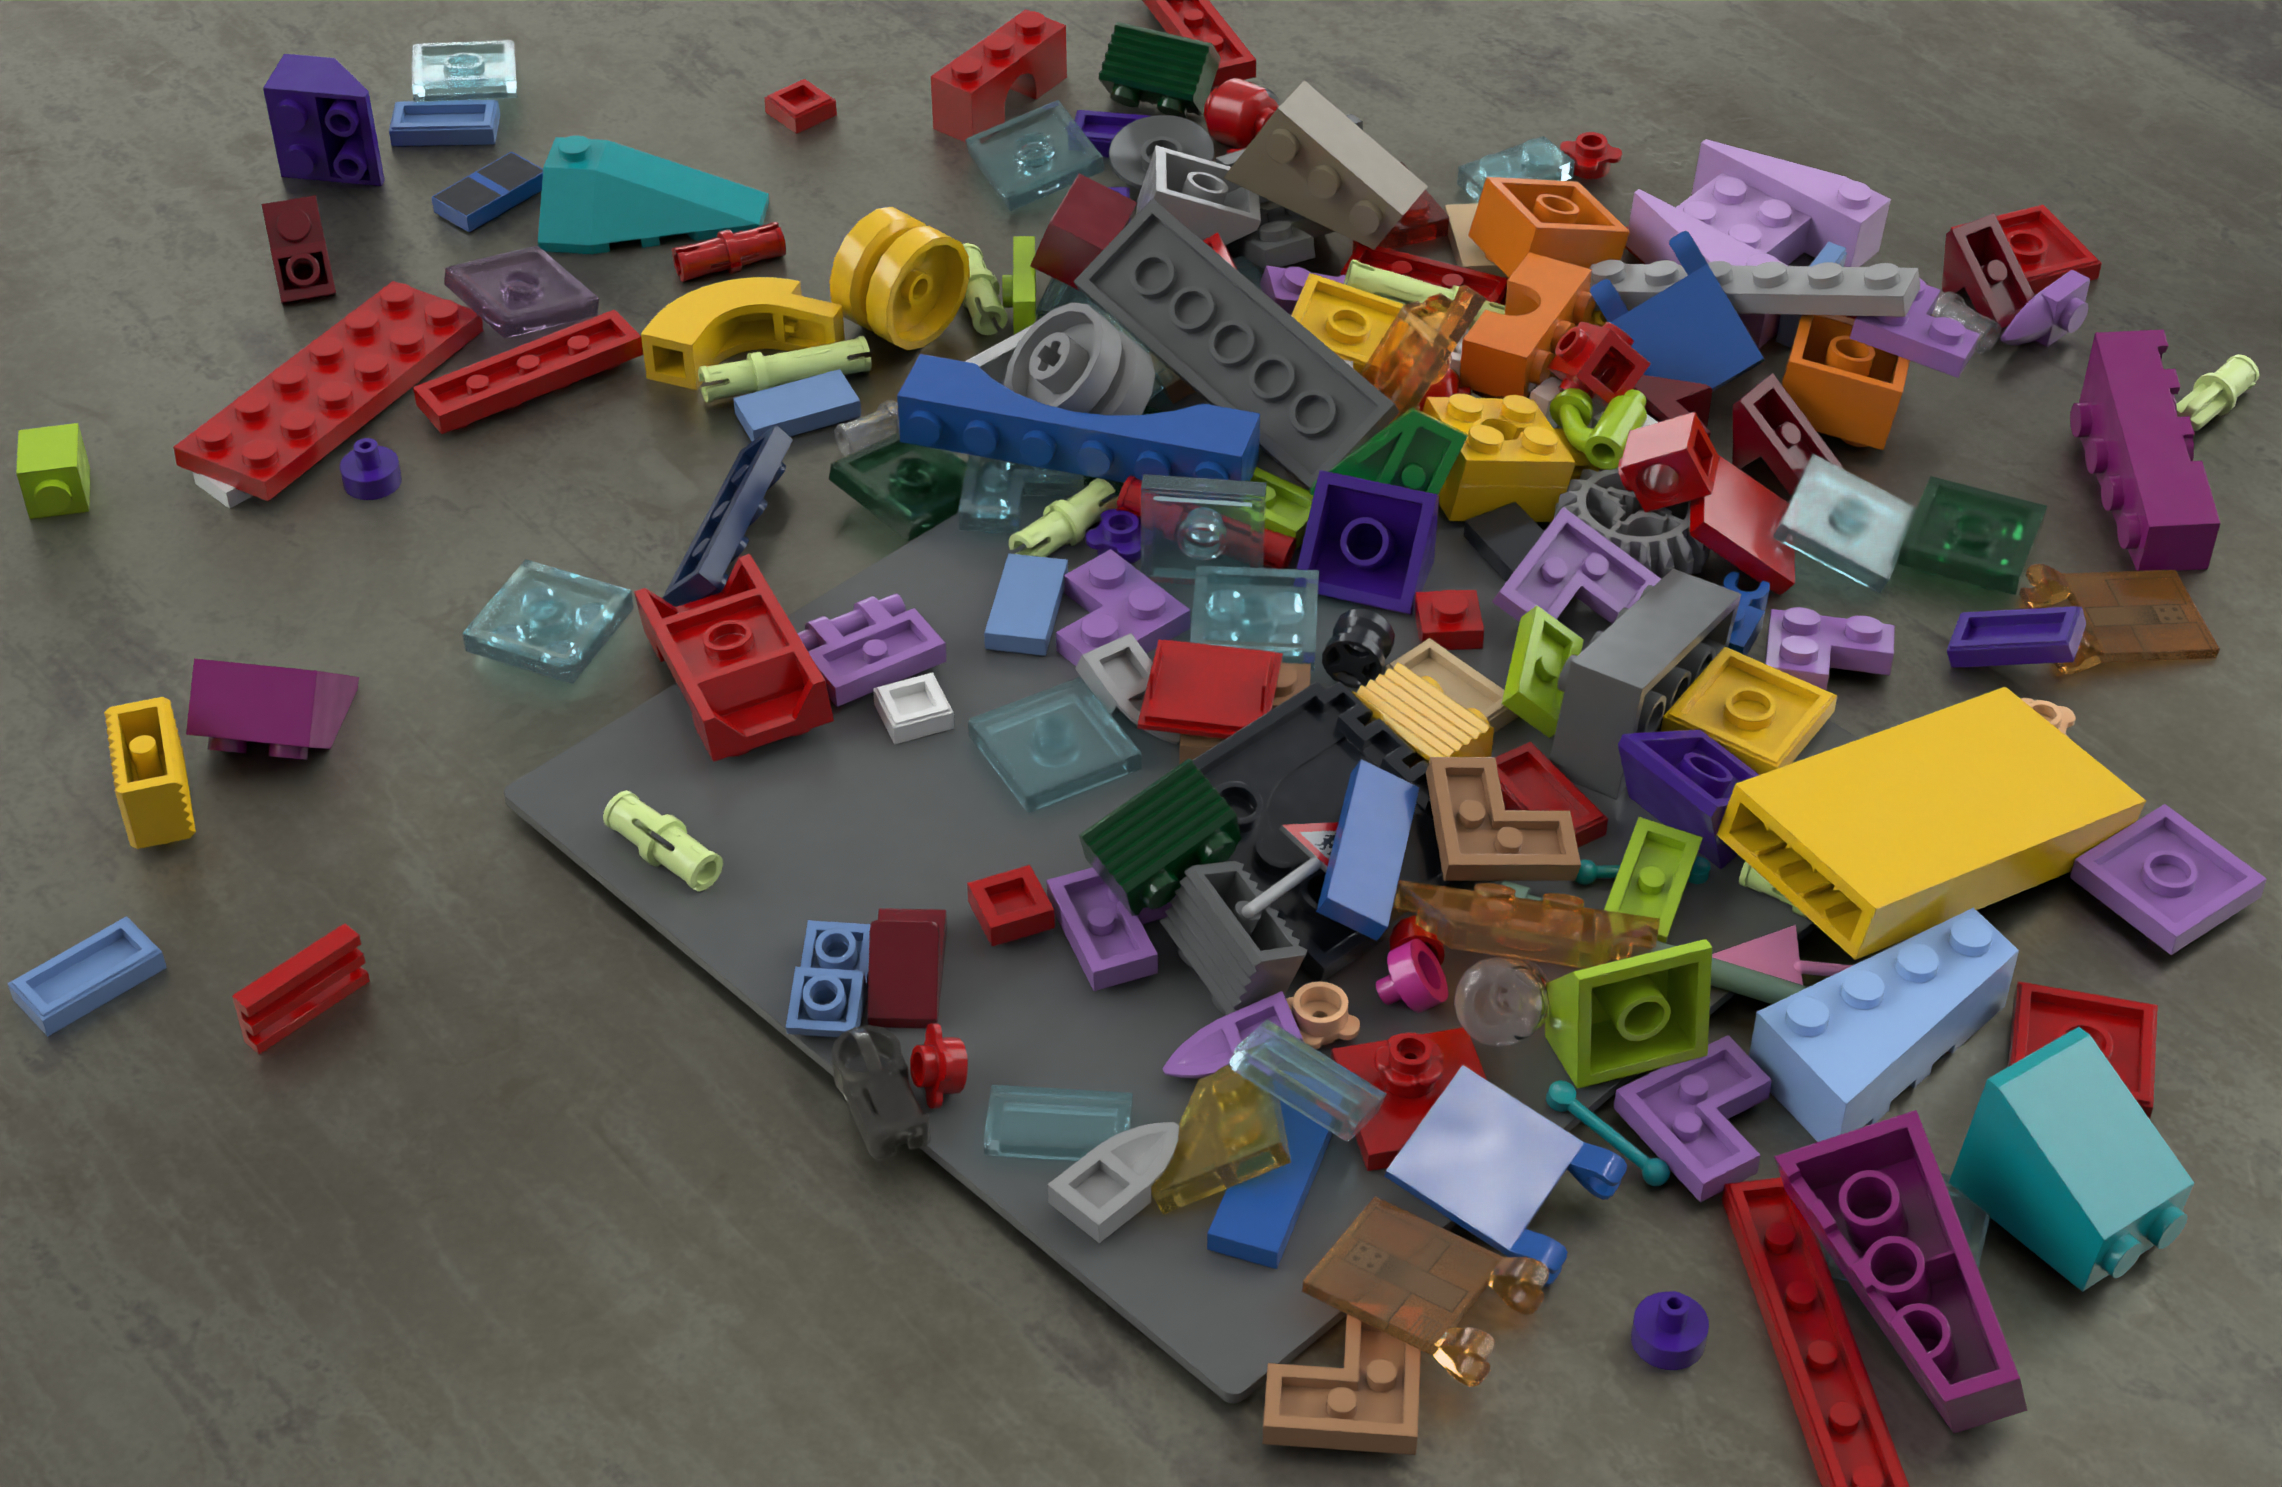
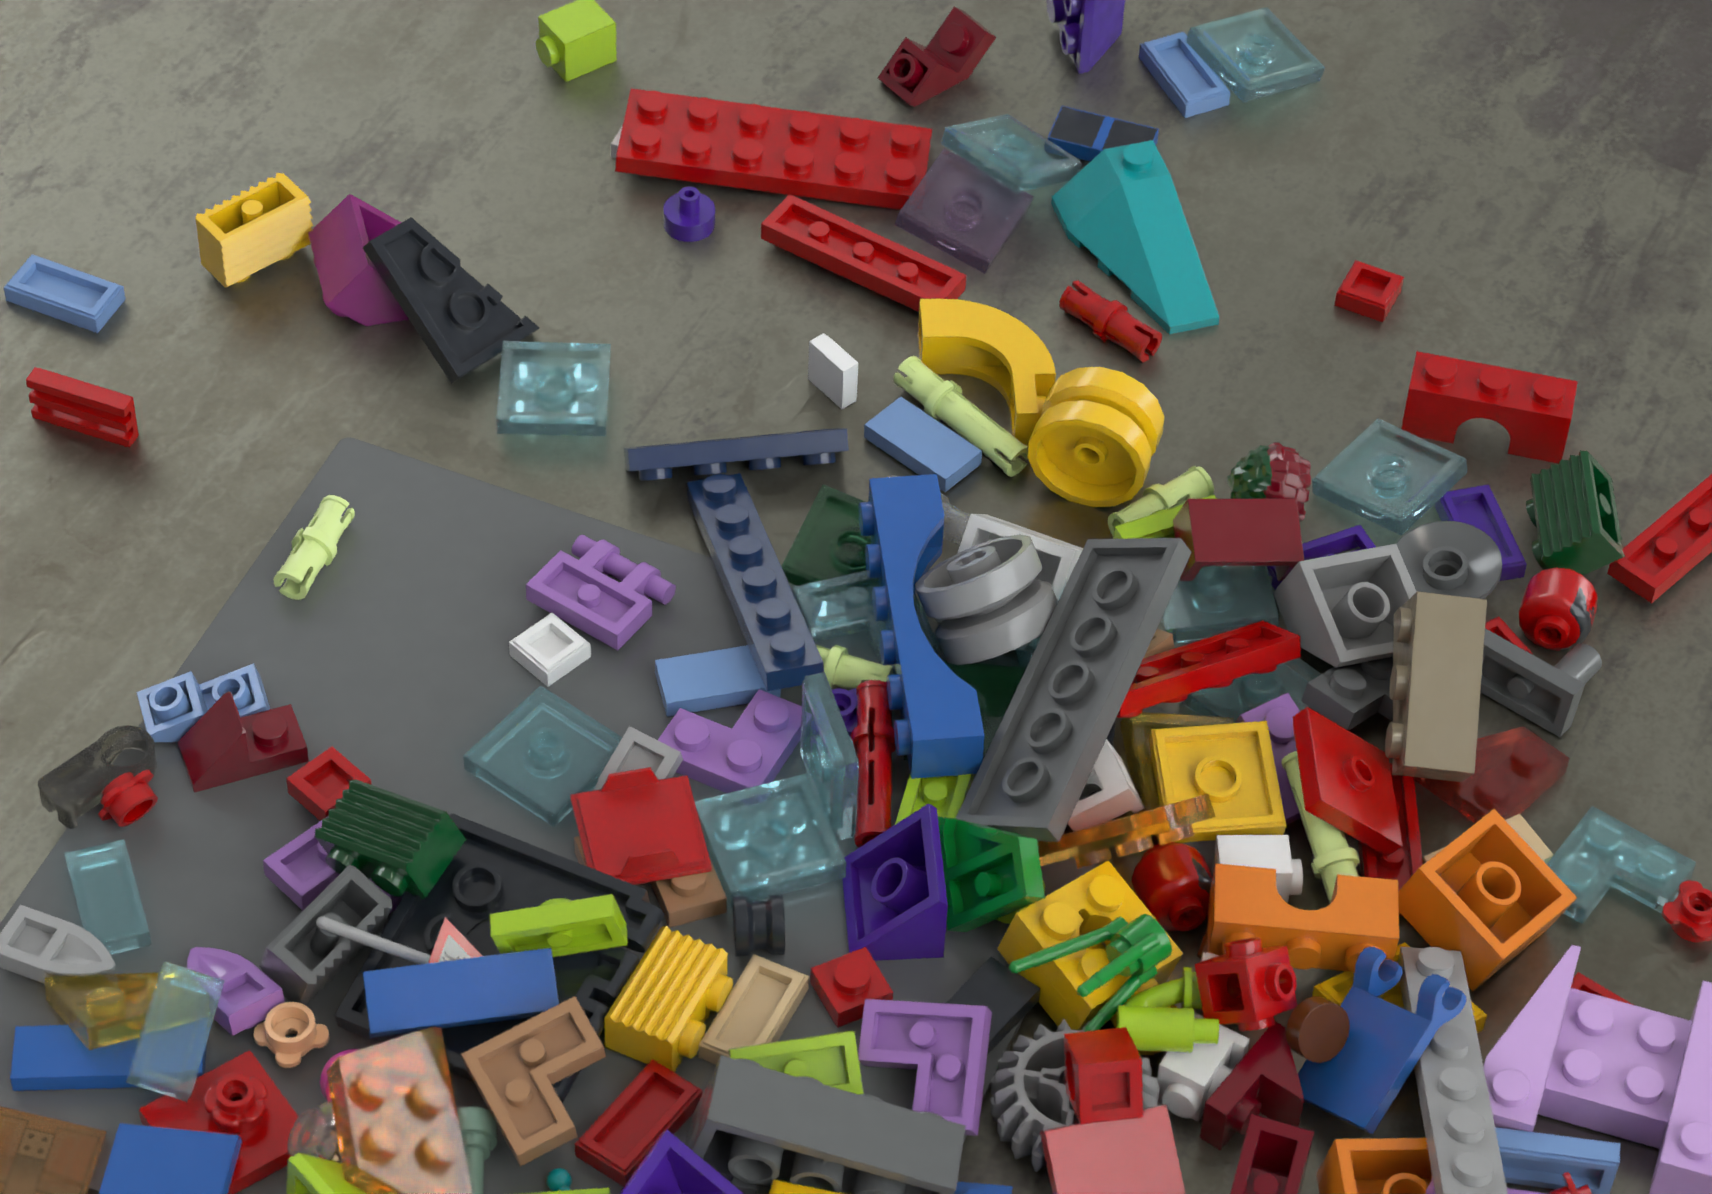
camera: 65 degrees right, 5 degrees up
(386, 650) = (445, 304): none -> black wing
(475, 238) = (1011, 153): none -> clear light blue plate
(672, 427) = (833, 371): none -> white tile
(738, 664) = (532, 506): red piece -> none
(929, 537) = (754, 581): none -> dark blue plate
(1013, 206) = (1272, 474): none -> piece
(1341, 743) = (562, 926): none -> lime plate
(1393, 254) = (1346, 781): none -> red plate
(1547, 399) = (1132, 951): none -> green plant
(1649, 347) = (1317, 1029): none -> reddish brown tile

